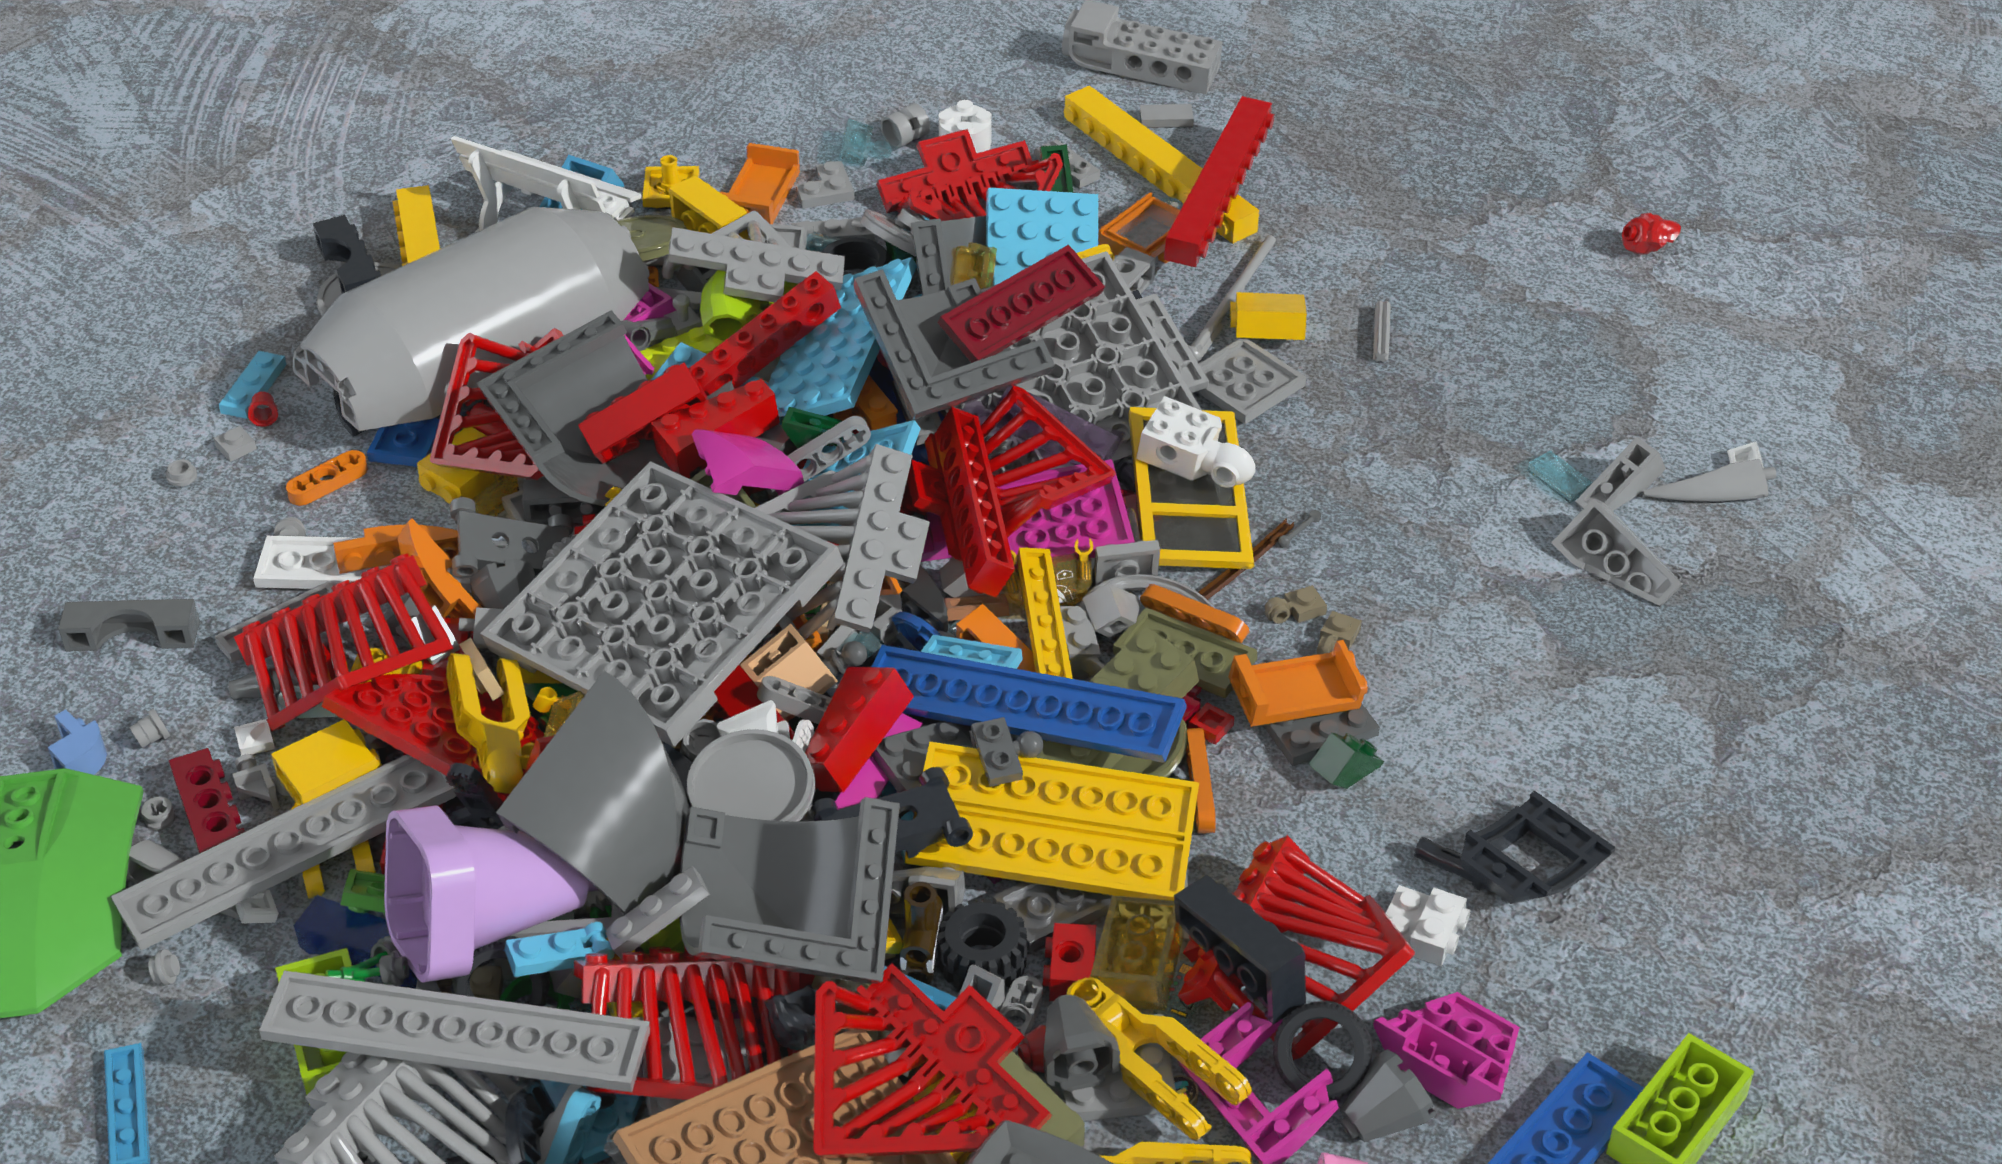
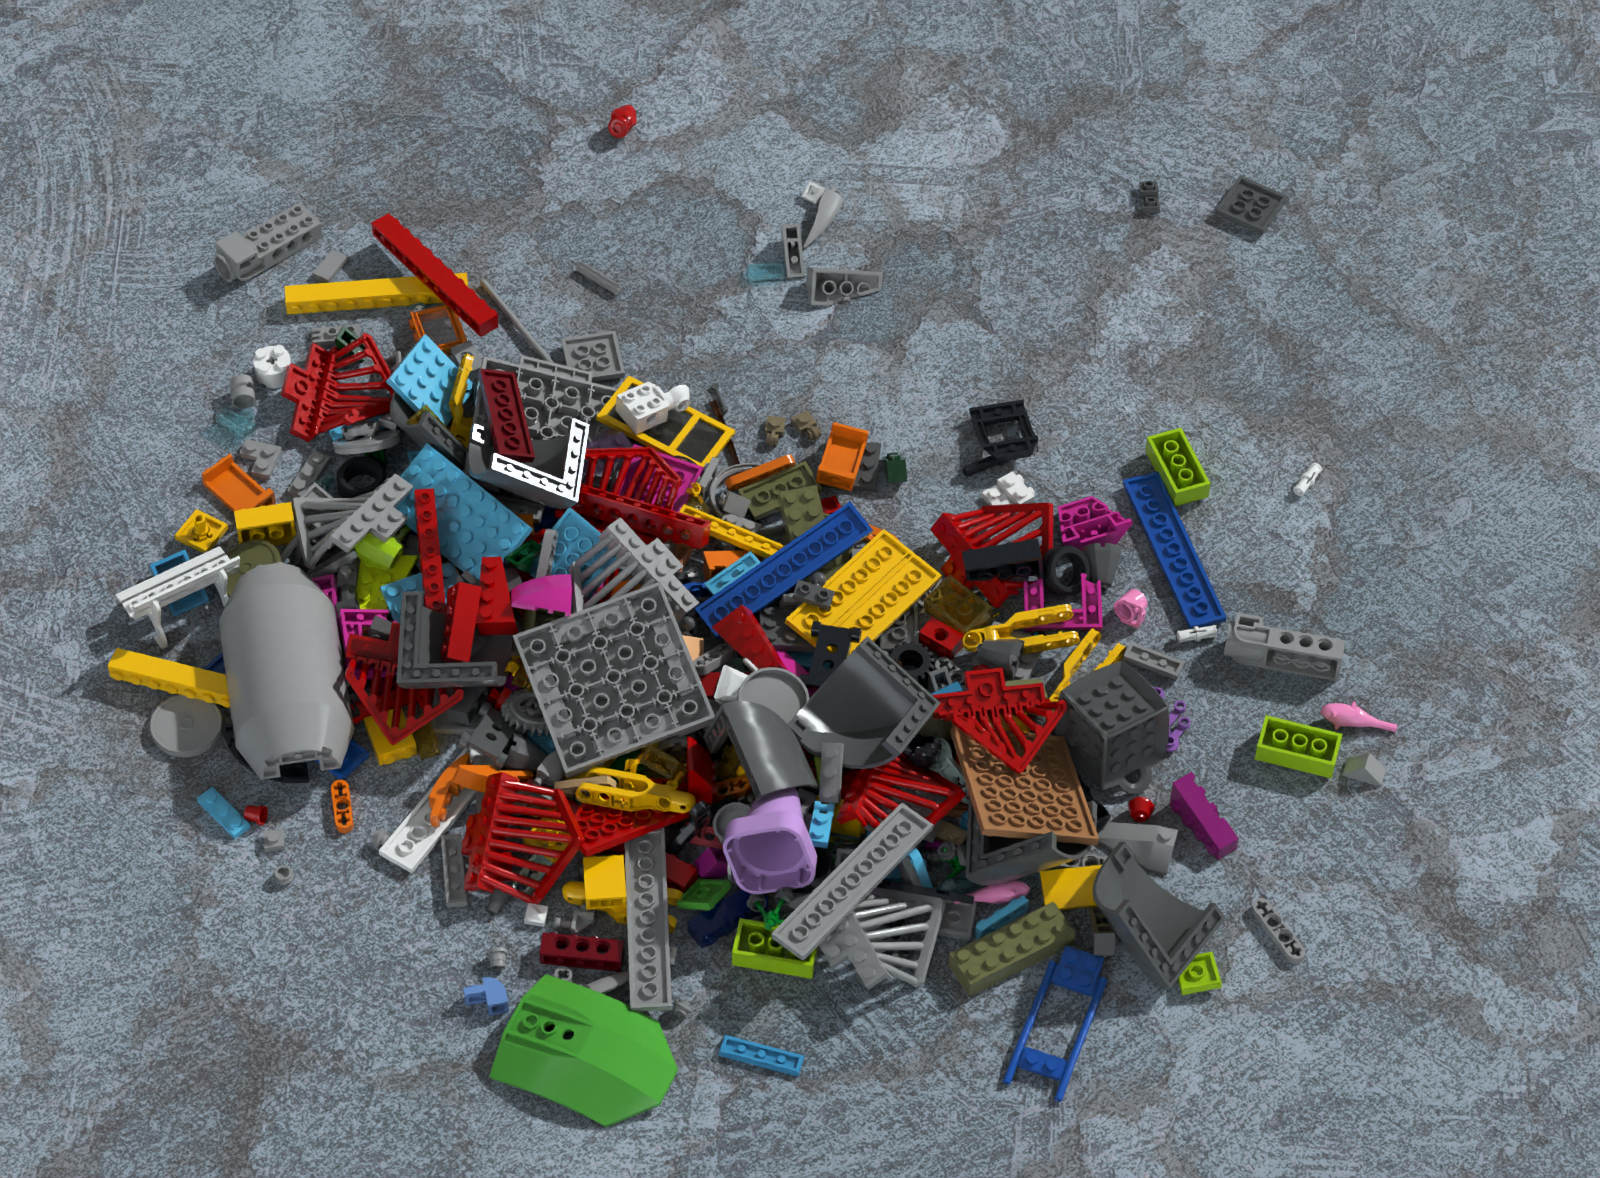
camera: 60 degrees left, 10 degrees up
(92, 623) = (417, 921): dark grey arch -> none
(341, 242) = (130, 715): black arch -> none
(1269, 316) = (557, 318): yellow brick -> none

